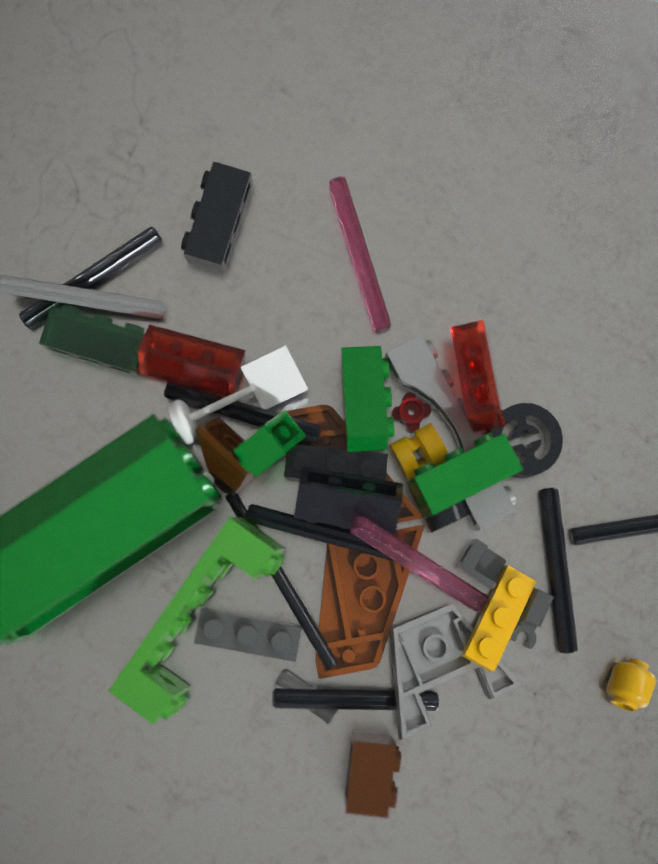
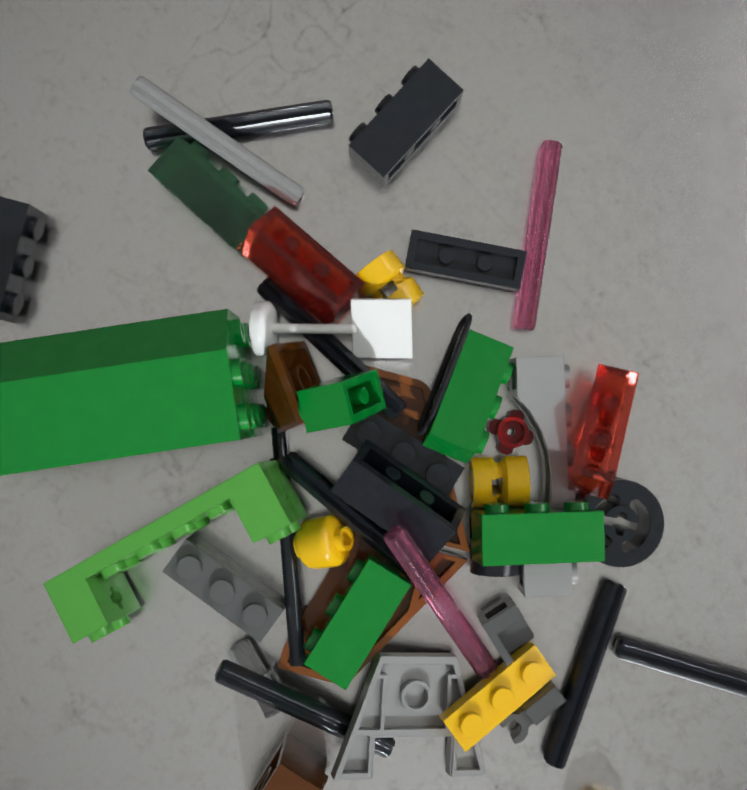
camera: 30 degrees right, 5 degrees up
(255, 338) = (383, 273): none -> yellow wheel
(307, 563) = (323, 542): none -> yellow head
(313, 298) = (465, 260): none -> black plate
(338, 392) = (466, 323): none -> black piece
(360, 608) = (355, 620): none -> green brick

